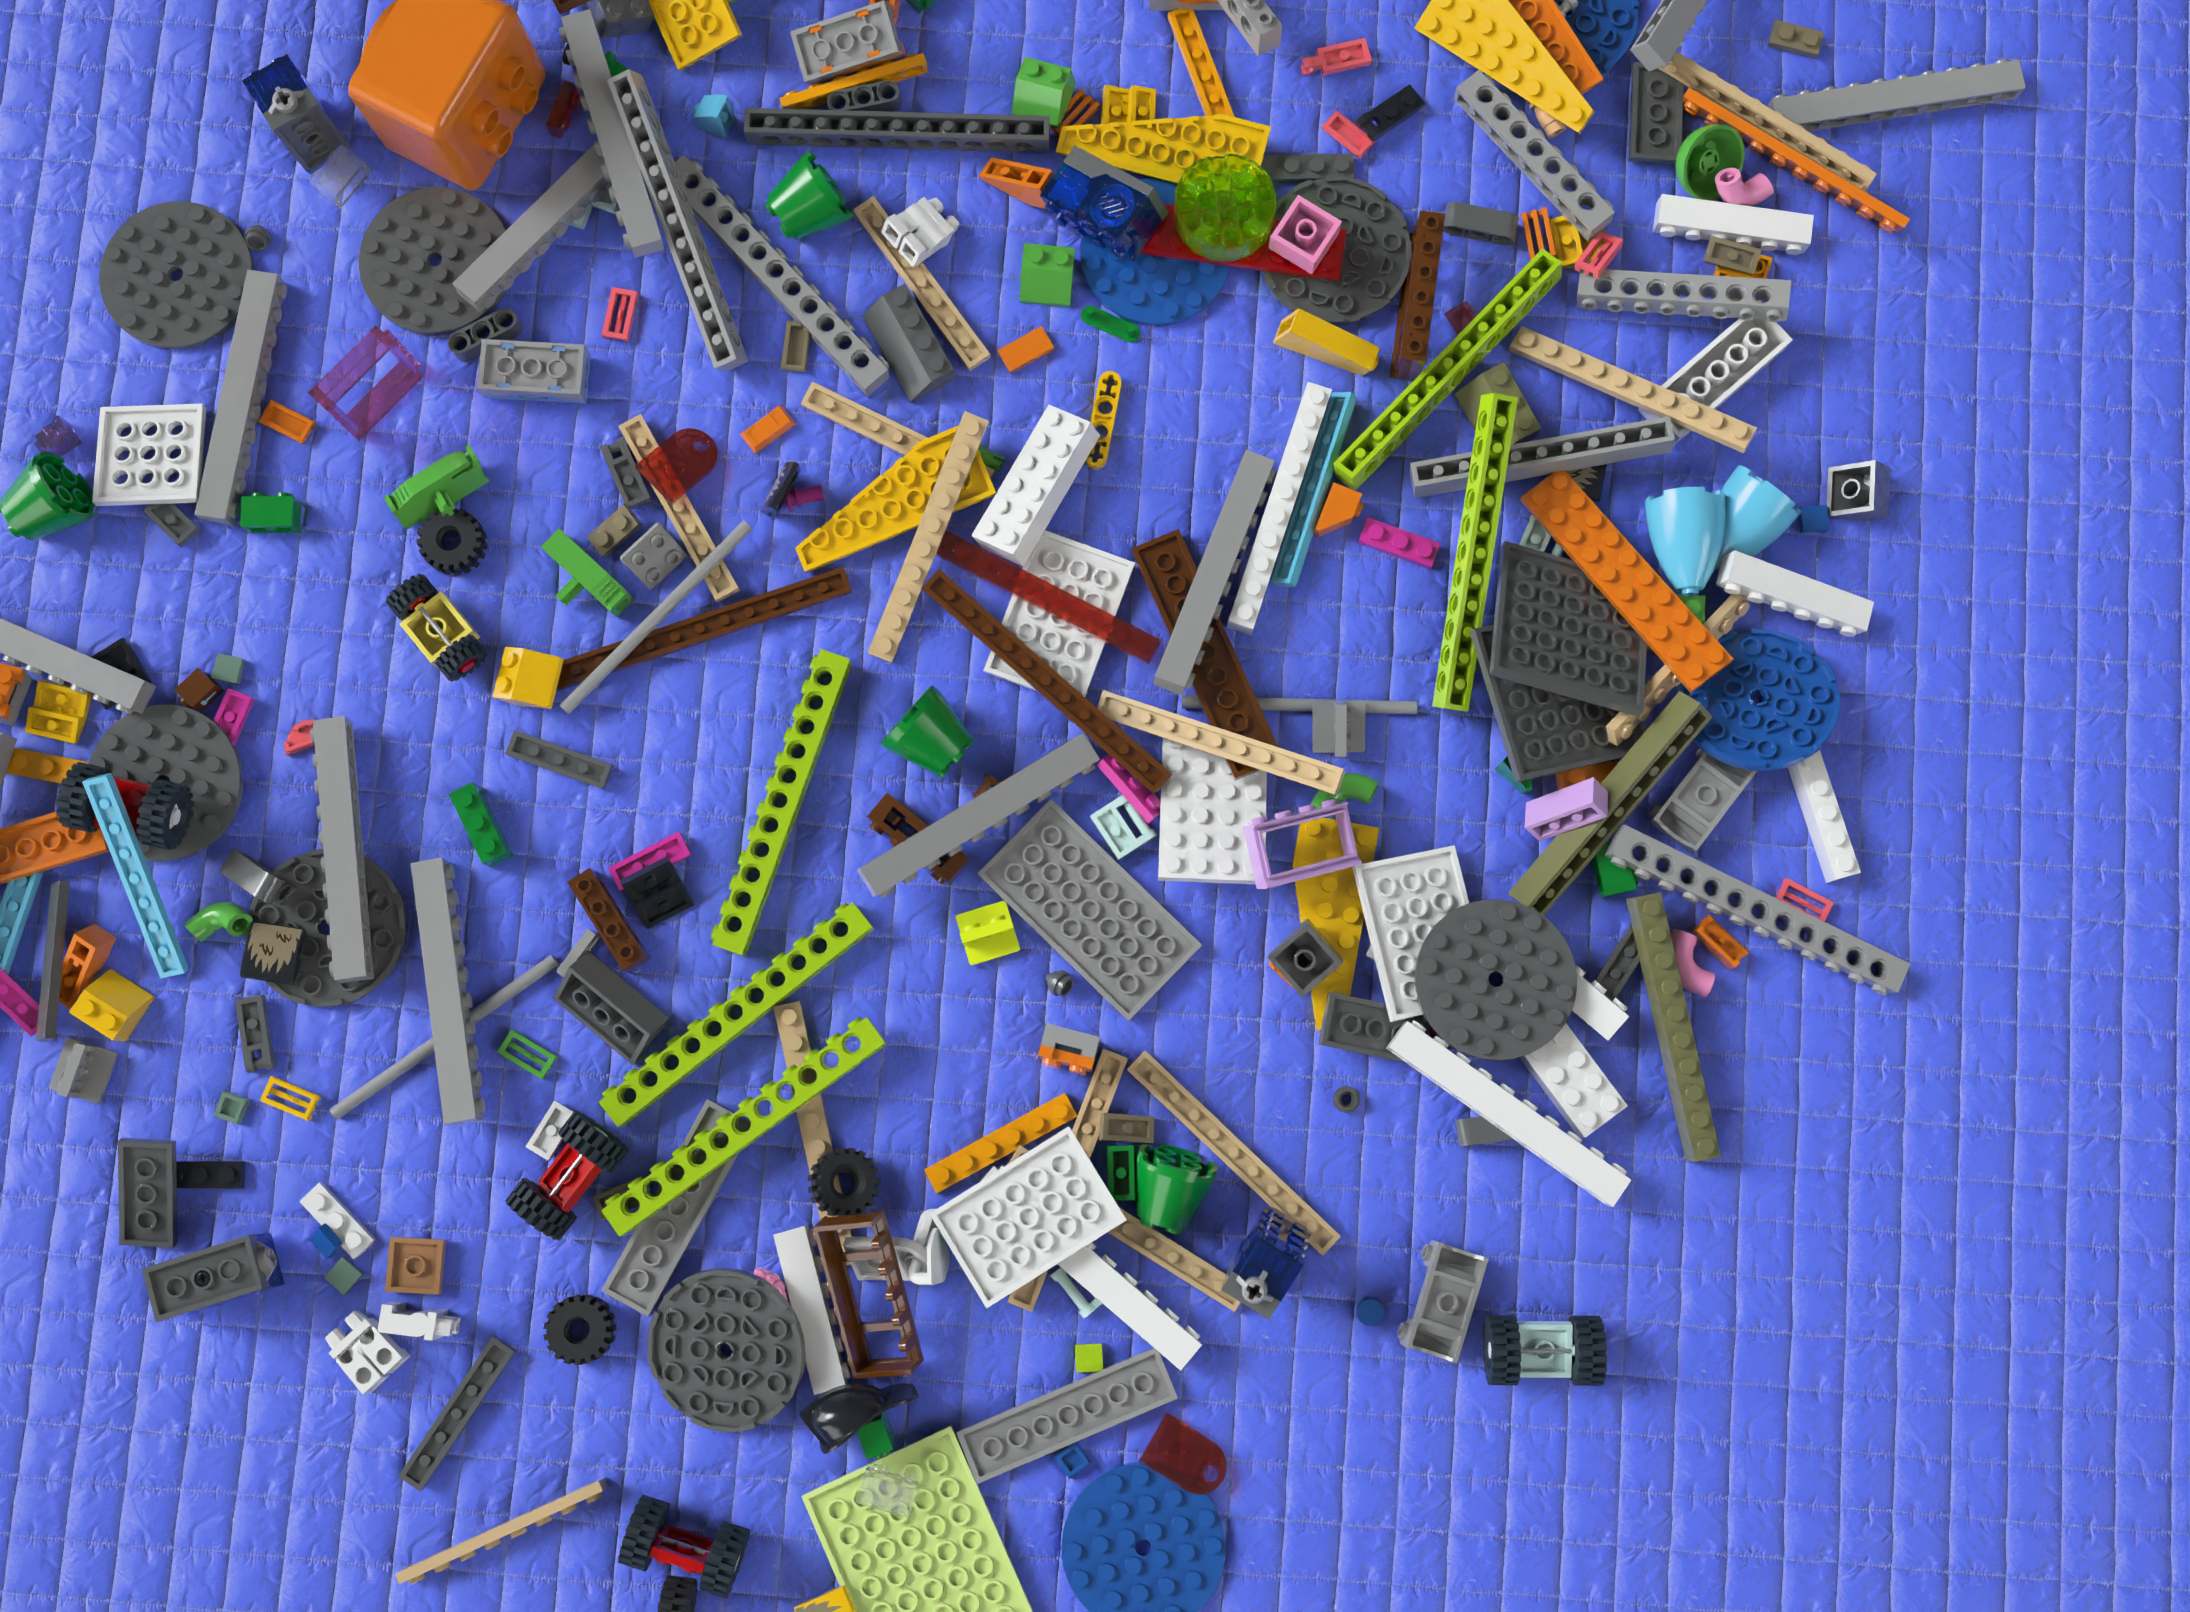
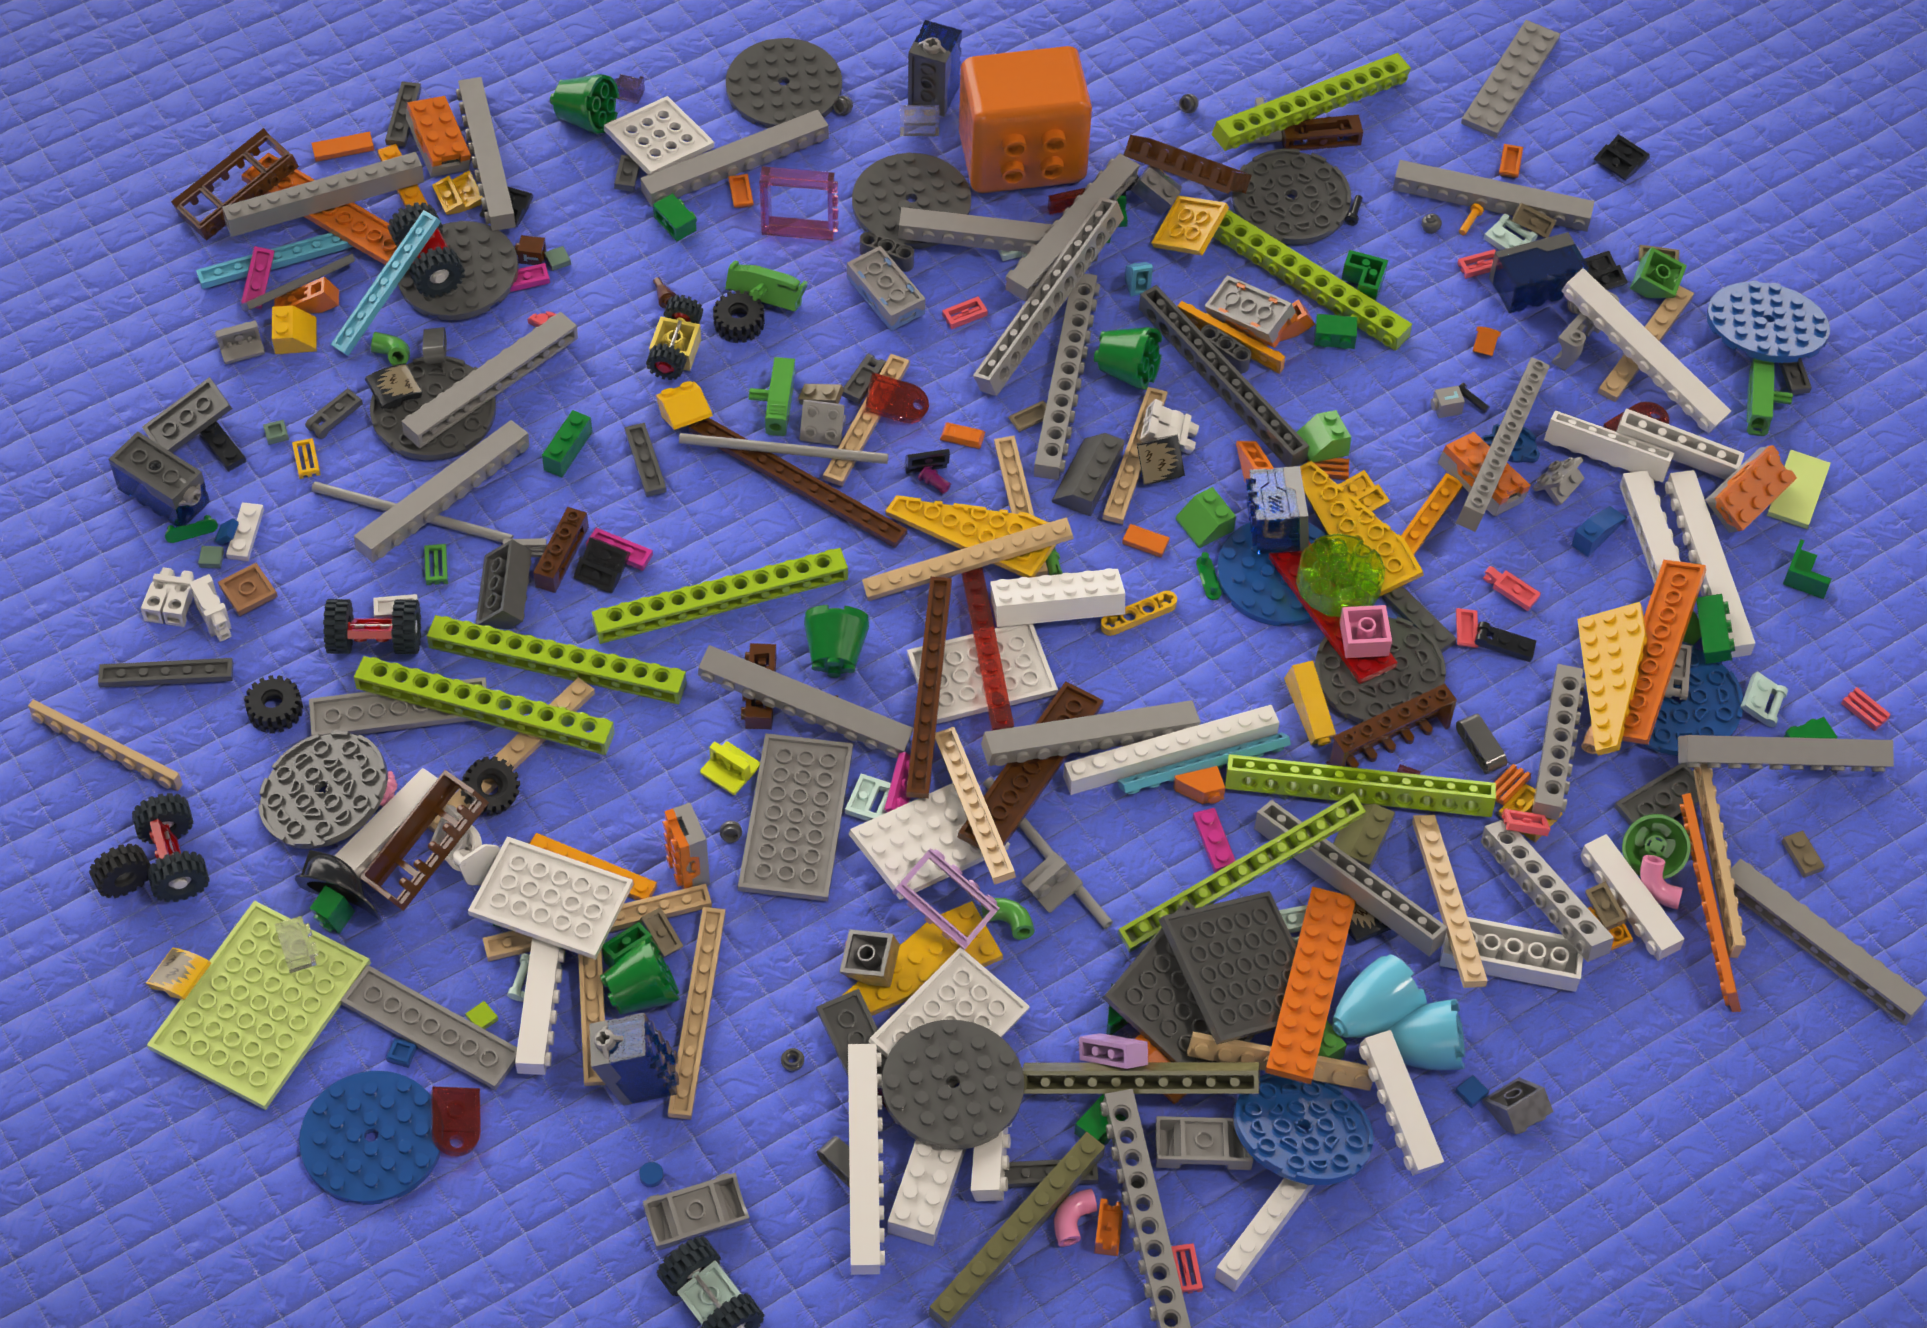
camera: 50 degrees right, 25 degrees down
(302, 1255) = (189, 531): none -> green piece
(367, 595) = (663, 292): none -> cone
(952, 266) = (1160, 459): none -> slope

